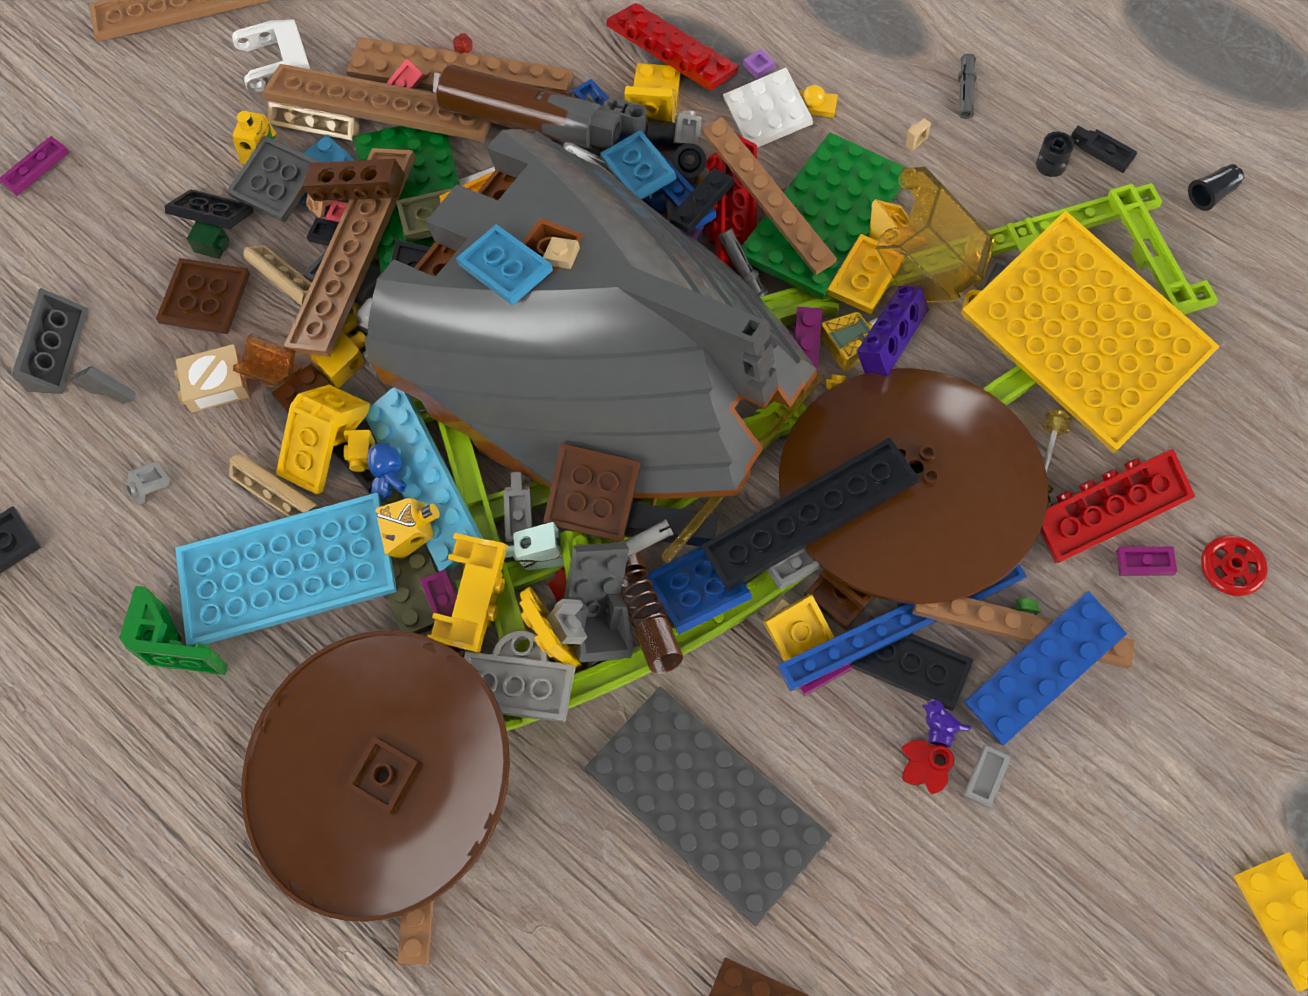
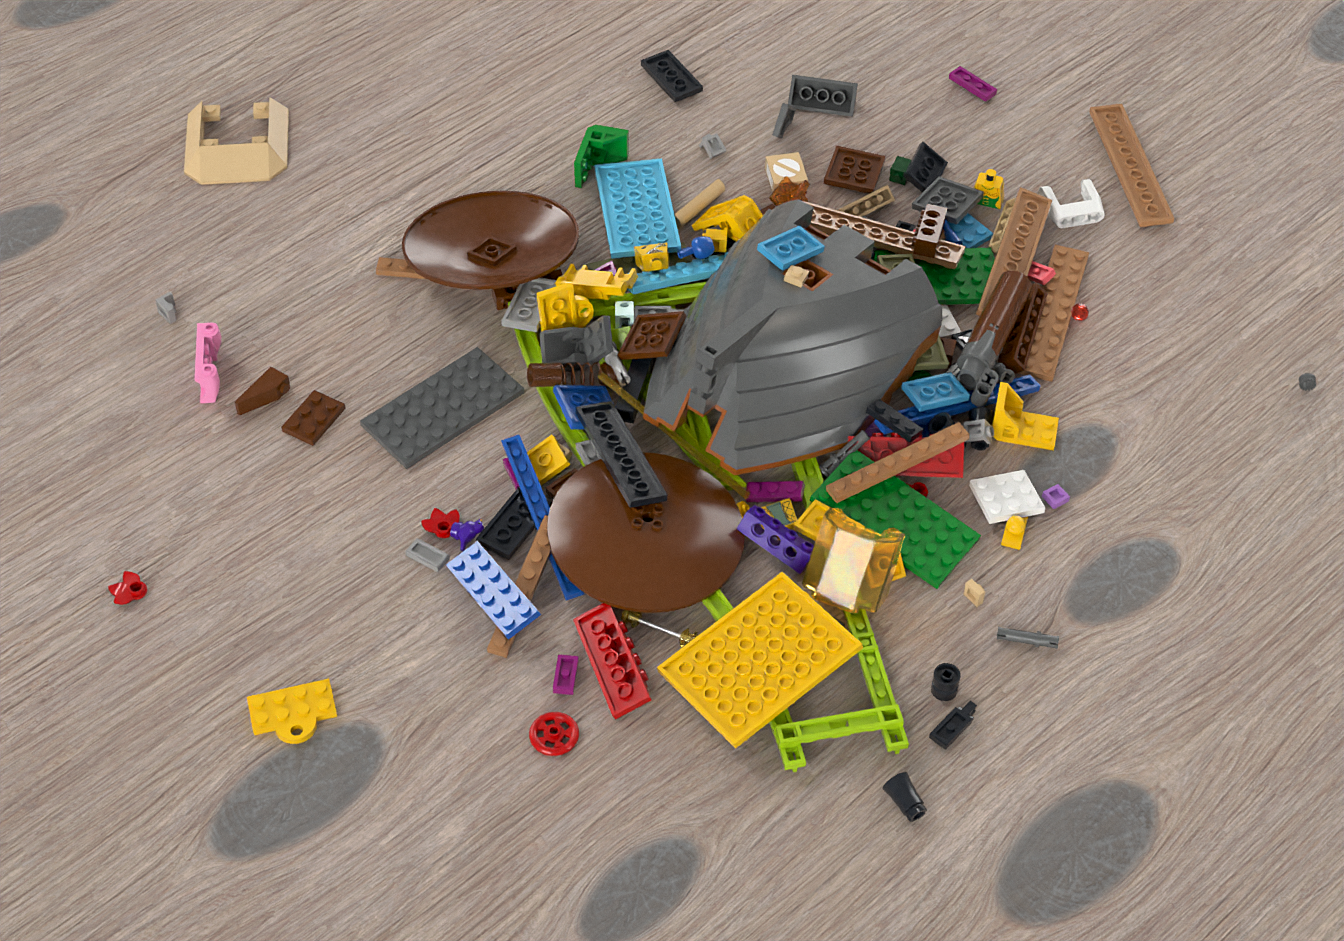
camera: 90 degrees right, 15 degrees down
(564, 622) = (561, 318): light grey bracket -> none
(672, 46) = (1074, 439): red plate -> none
(1028, 606) = (541, 595): bright green plate -> none

